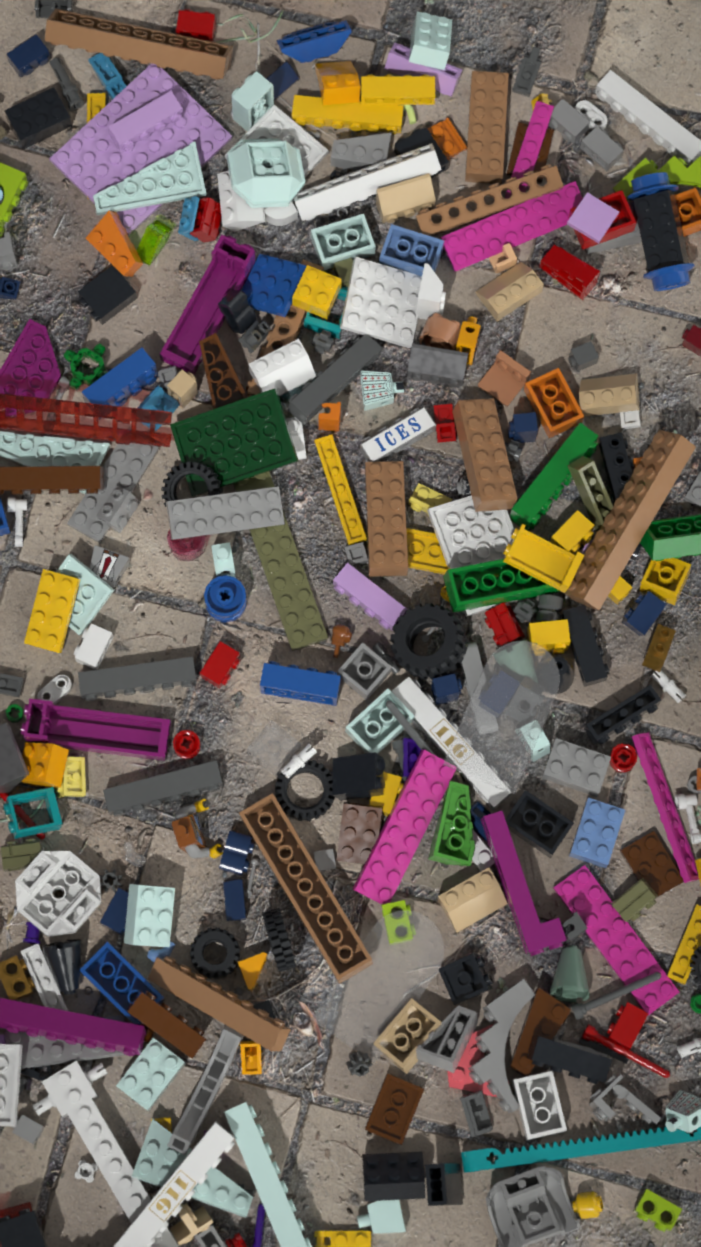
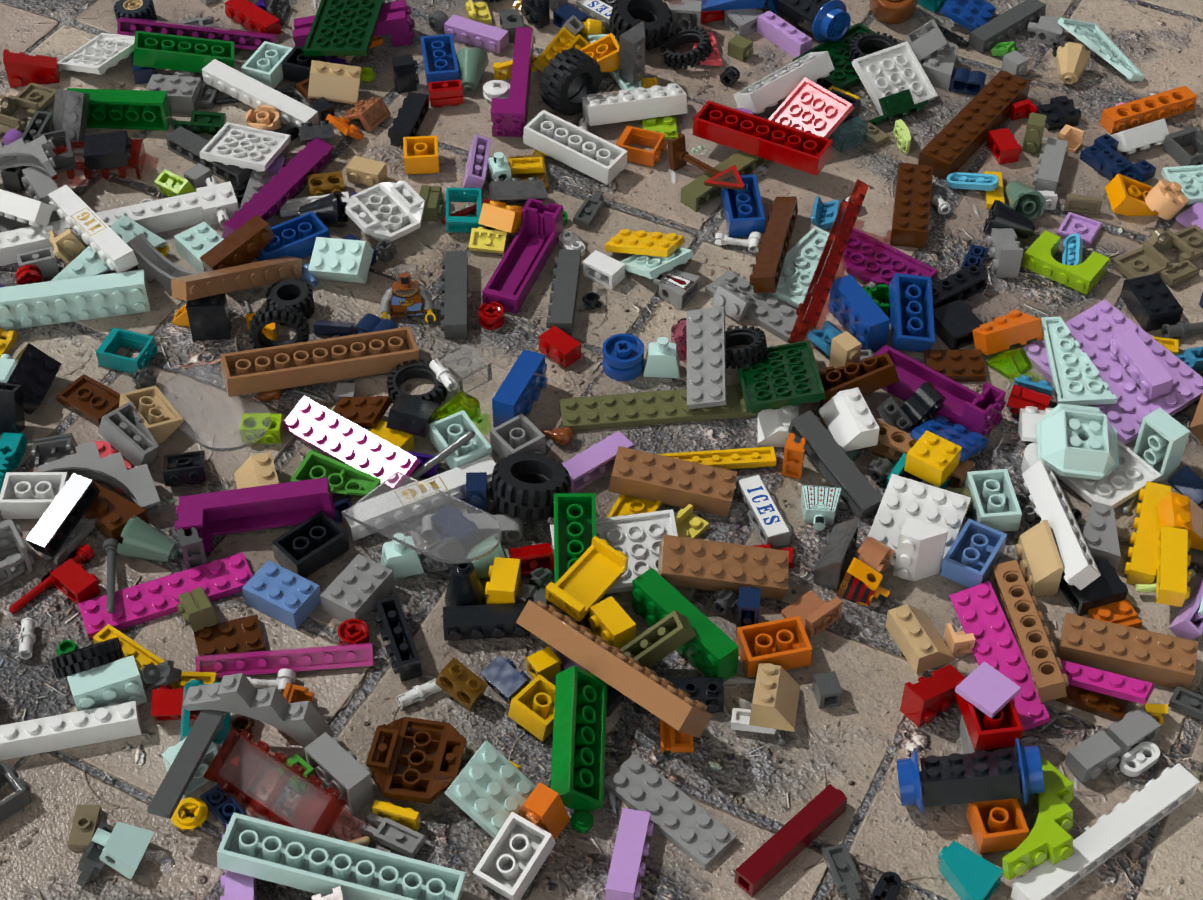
camera: 105 degrees right, 30 degrees down
(55, 302) = (959, 285): none -> black brick
(56, 1145) = (172, 184): none -> lime brick
(114, 332) = (911, 312): none -> blue brick
(140, 655) = (591, 301): none -> black plate
(160, 292) = (957, 364): none -> reddish brown plate
(321, 1119) = (118, 337): none -> teal window
(332, 738) = (460, 402): none -> clear neon green slope

